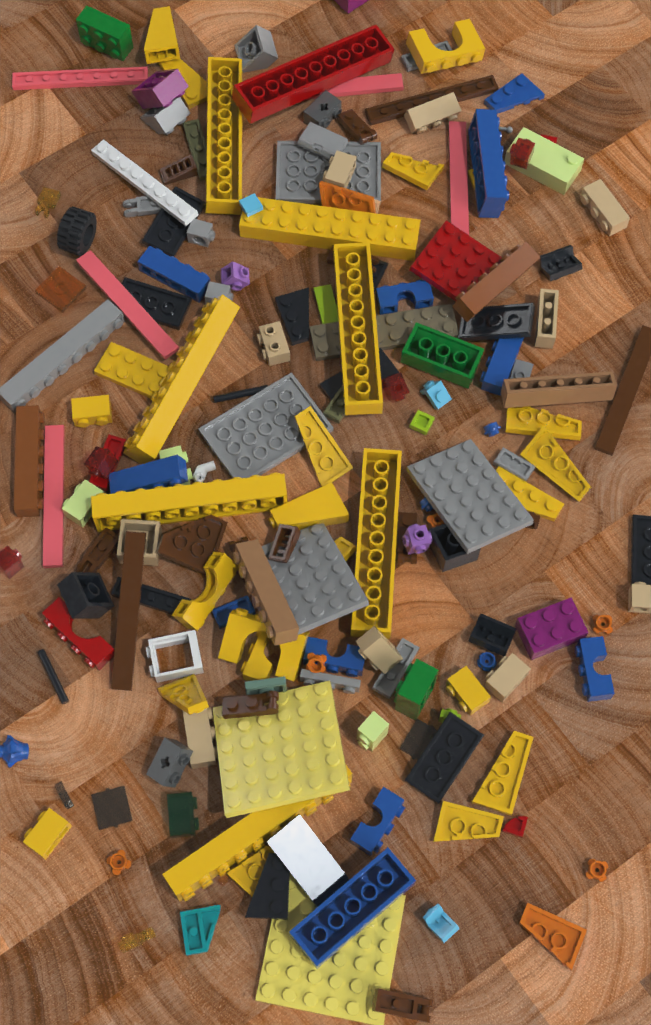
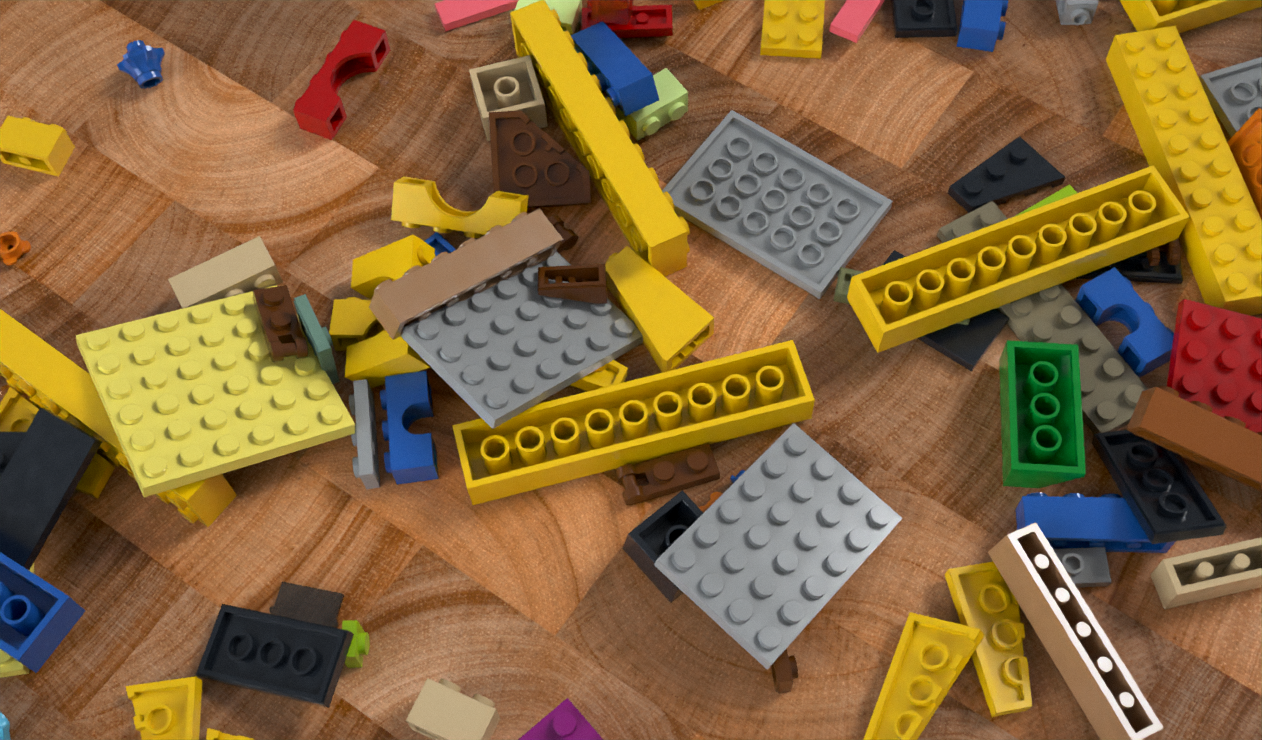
camera: 75 degrees right, 5 degrees down
(53, 676) = (272, 76): black bar -> none
(63, 794) = (96, 147): clear smoke tile -> none
(85, 595) = (395, 58): black brick -> none
(99, 551) = (468, 55): reddish brown hinge -> none
(111, 807) = (93, 213): clear smoke piece -> none
(128, 611) = (391, 118): reddish brown tile -> none
(153, 597) = (434, 142): black tile -> none
(169, 762) = (164, 250): dark grey brick -> none
(170, 640) = (356, 230): white window -> none
(181, 380) = (802, 53): yellow brick -> none
(181, 814) = (94, 300): clear green brick -> none
(185, 694) = (277, 236): yellow wing -> none
(201, 471) = (665, 142): white arm -> none
(216, 290) = (977, 59): light grey brick -> none
(235, 276) = (1023, 67): medium lavender brick -> none
(238, 394) = (819, 144): black bar -> none
(251, 205) = (1158, 32): medium azure tile -> none
(274, 343) = (933, 161): tan brick -> none
(316, 668) = (378, 393): orange plate -> none
(322, 449) = (769, 290): yellow wing -> none
(369, 837) = (168, 593): blue arch -> none
(372, 731) = (285, 519): yellowish green brick -> none
(379, 650) = (428, 480): tan brick -> none
(388, 682) = (420, 528): light grey plate -> none
(395, 387) = (940, 360): clear red brick -> none
(416, 689) = (370, 558): green brick -> none
(417, 539) = (657, 489): medium lavender brick -> none
(422, 422) = (897, 427): lime plate -> none
(436, 393) = (963, 433): medium azure bracket -> none
(467, 691) = (411, 658): yellow brick -> none
(486, 666) = (477, 669): blue plate -> none
(492, 429) = (939, 548): blue plate -> none
(492, 635) = (528, 670): black bracket -> none
(514, 464) = (884, 609): light grey plate -> none
(531, 497) = (830, 654): yellow wing -> none

